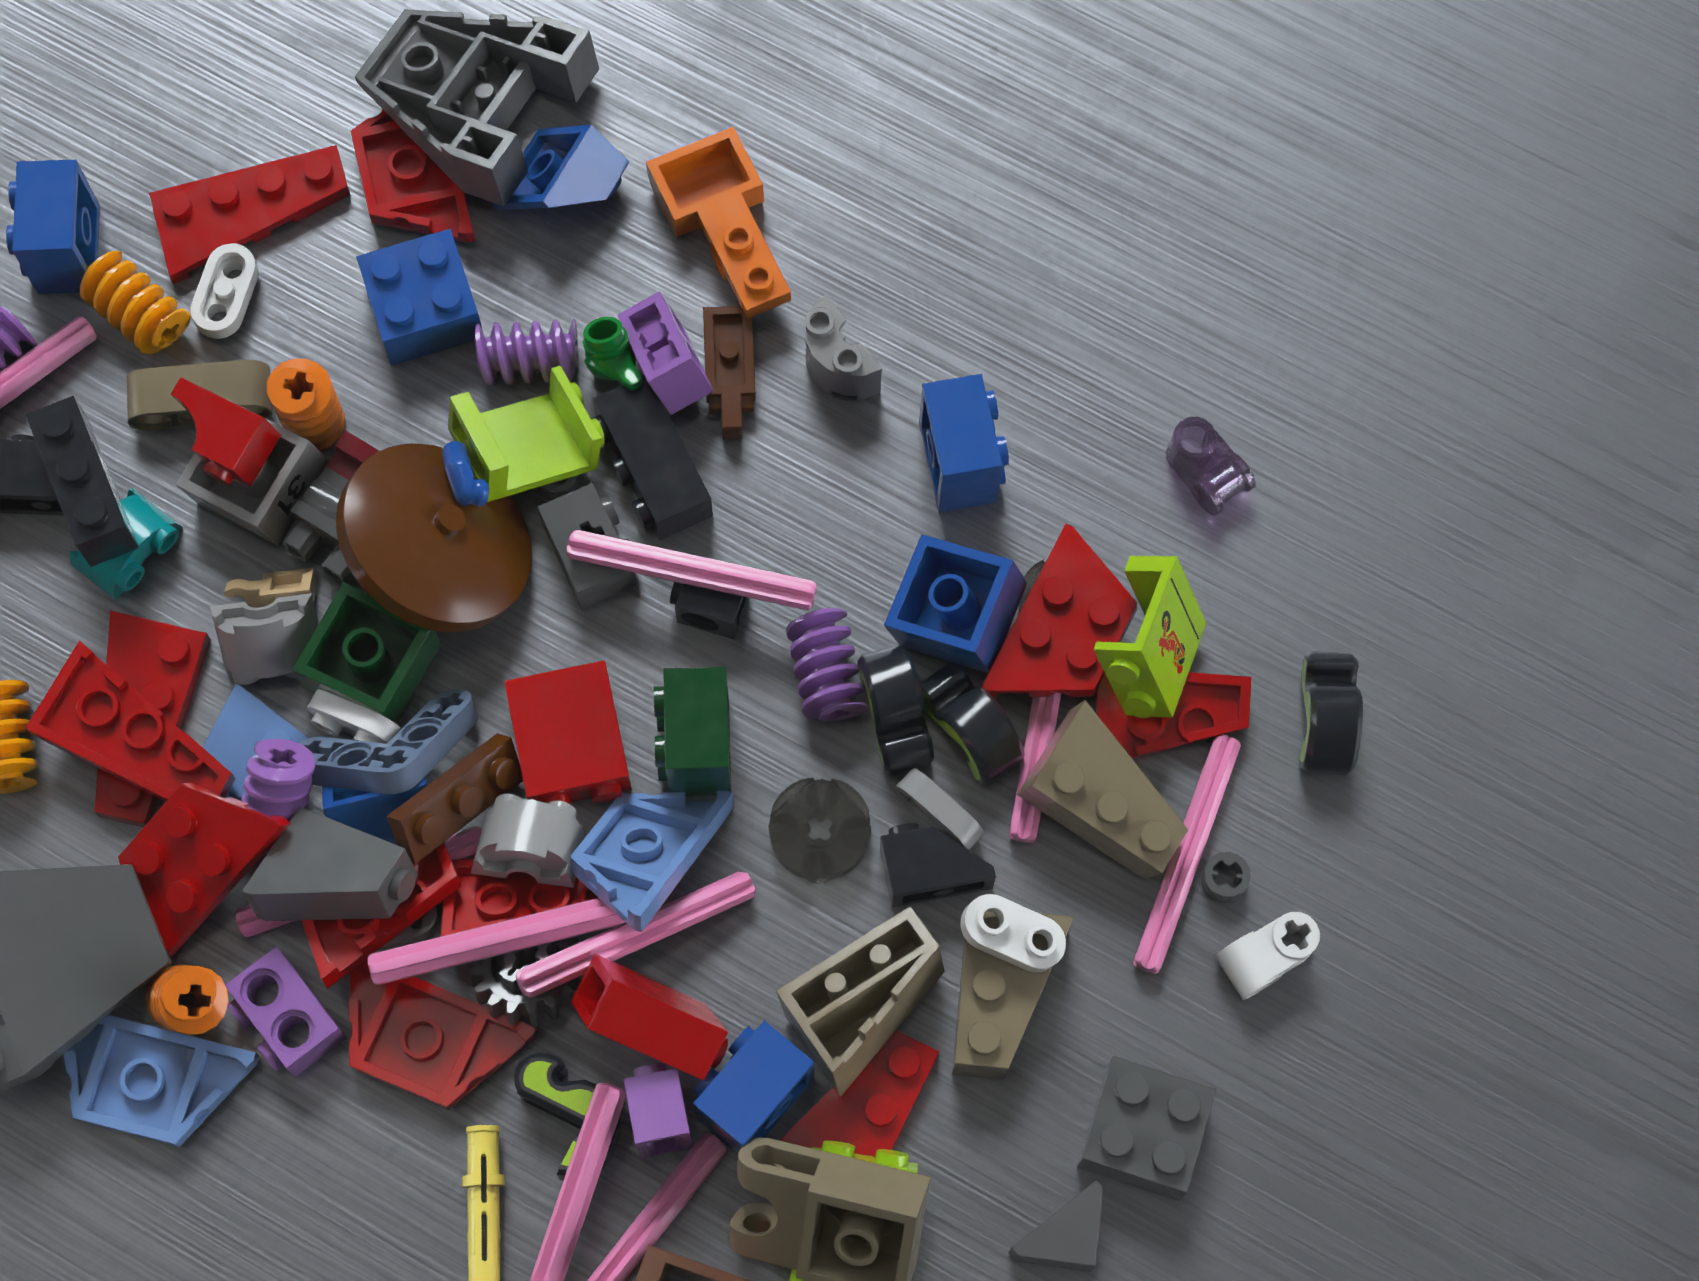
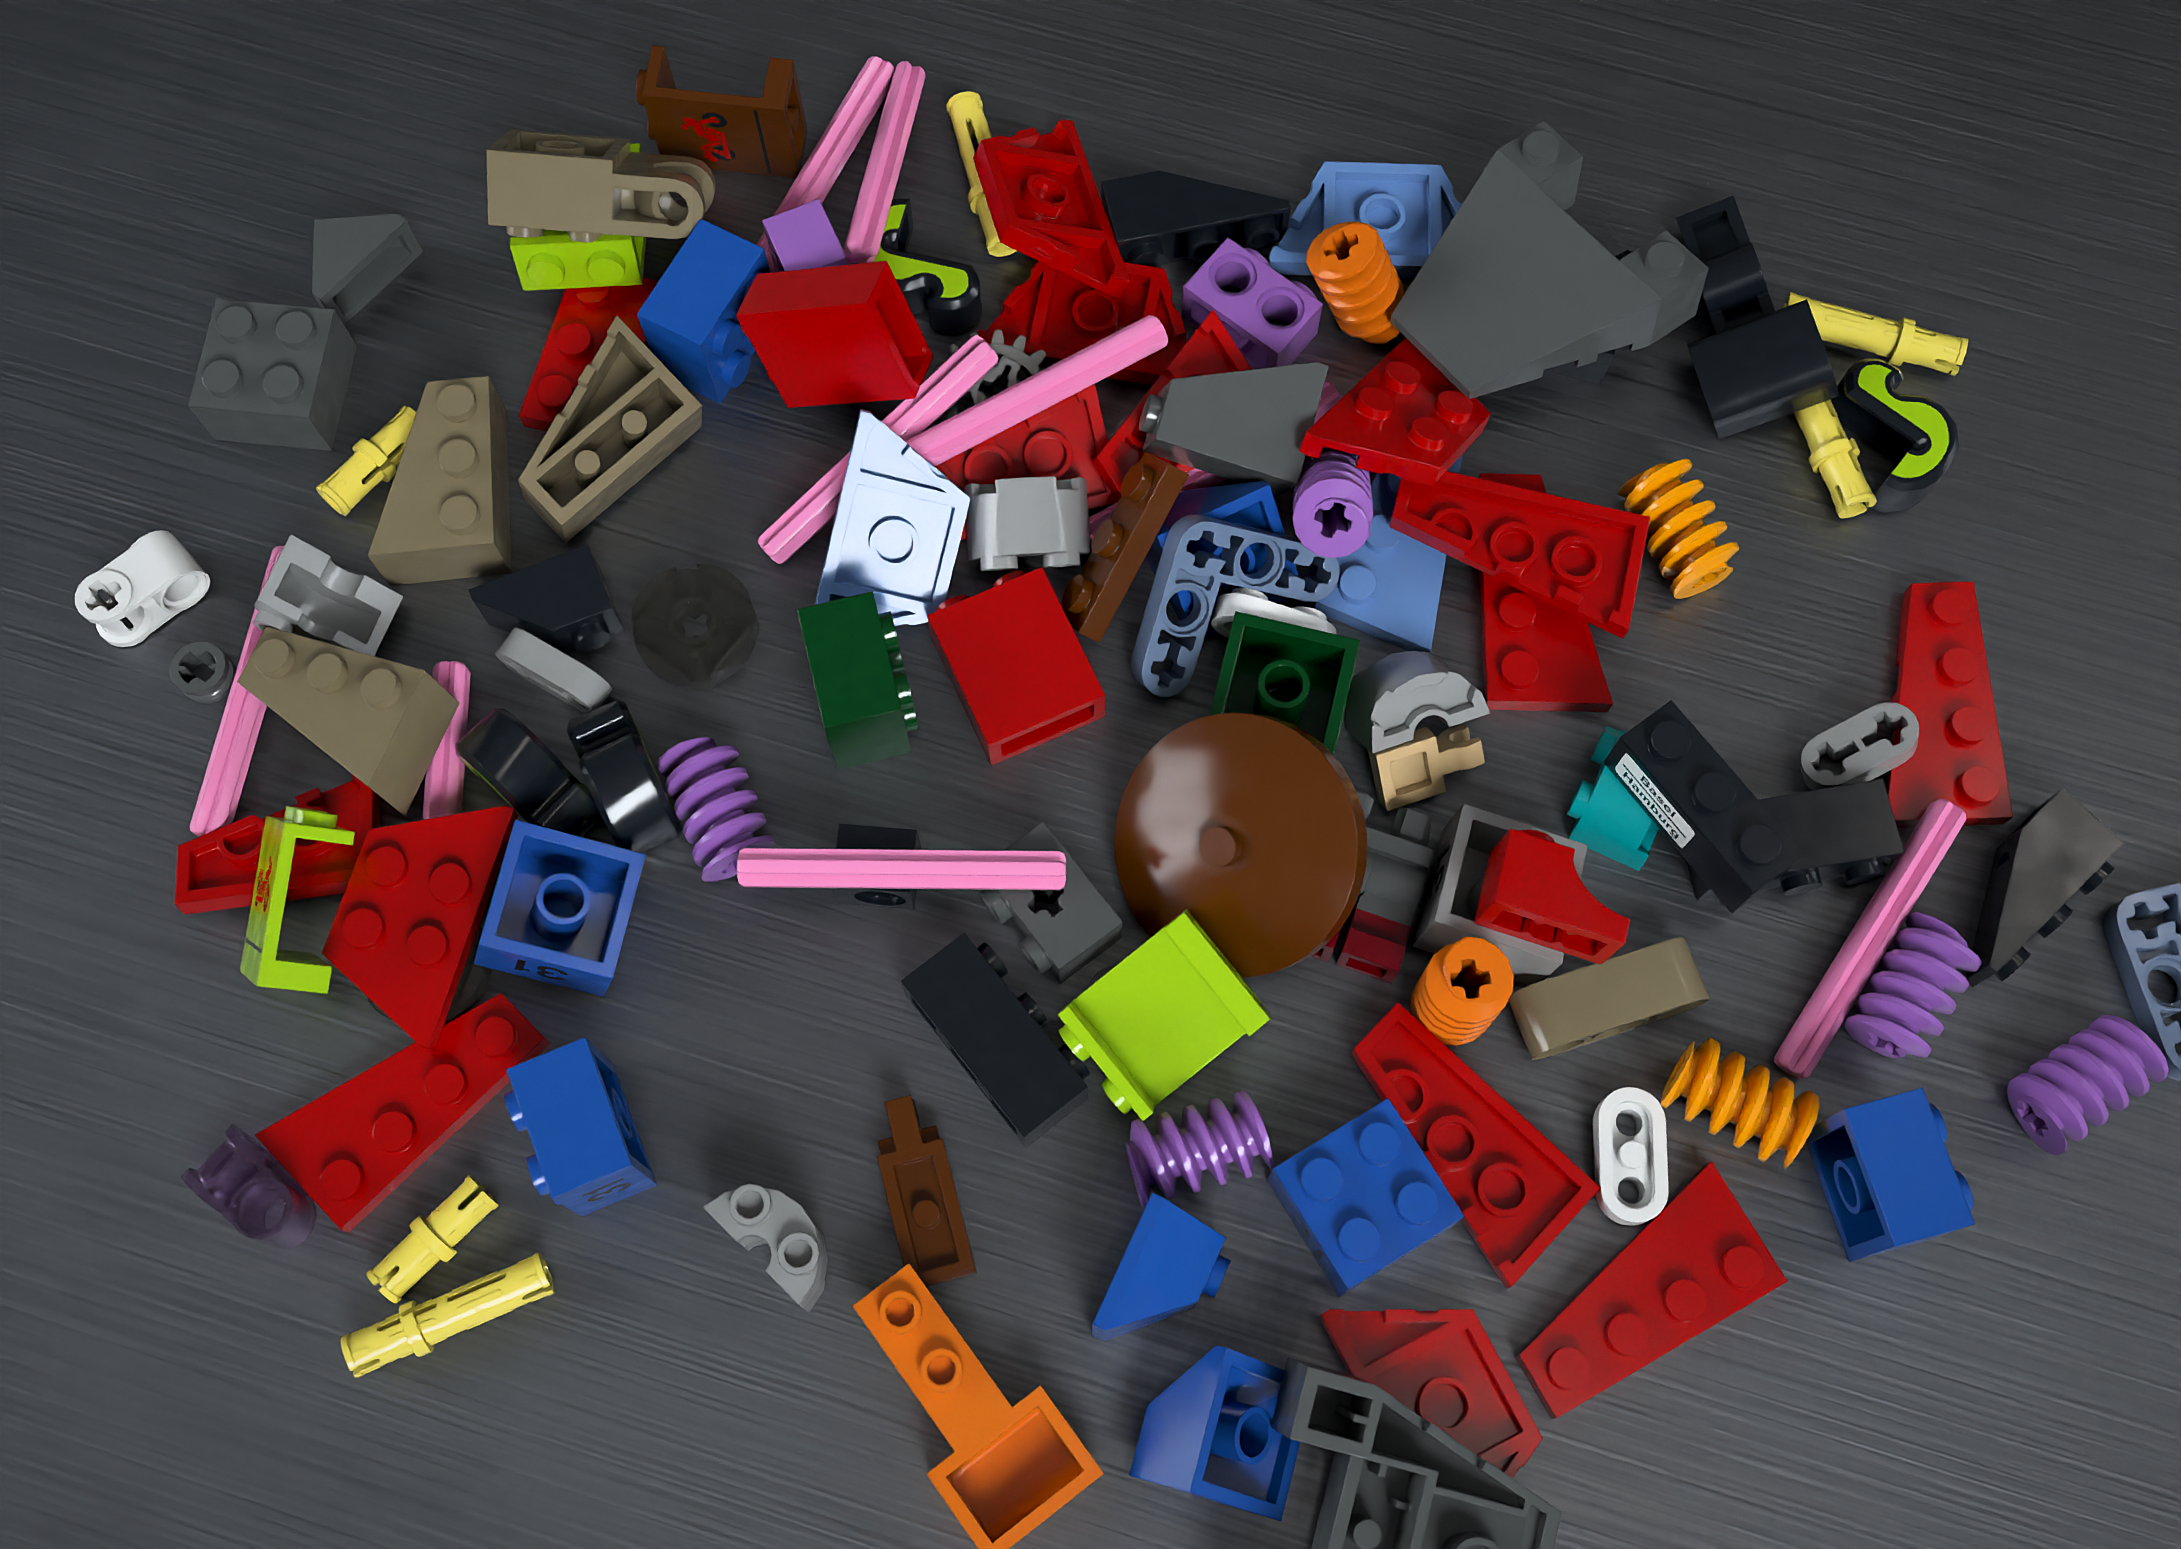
camera: 170 degrees right, 0 degrees up
(328, 316) = (1492, 1160): none -> red wing
(334, 1118) = (1181, 218): none -> black slope
(432, 1142) = (1050, 204): none -> red wing
(460, 476) = (1229, 919): blue arm -> none
(580, 273) = (1161, 1271): none -> blue slope
(610, 352) = (1076, 1151): green animal -> none
(665, 353) = (1007, 1174): medium lavender brick -> none
(1014, 935) = (426, 504): white plate -> none
(1067, 1035) = (369, 465): none -> light yellow pin
(1076, 358) = (430, 1322): none -> light yellow pin
(1081, 411) = (432, 1239): none -> light yellow pin
(1107, 499) = (391, 1118): none -> red wing
(1115, 898) = (324, 602): none -> light grey cylinder
(1332, 713) = (68, 886): black animal -> none

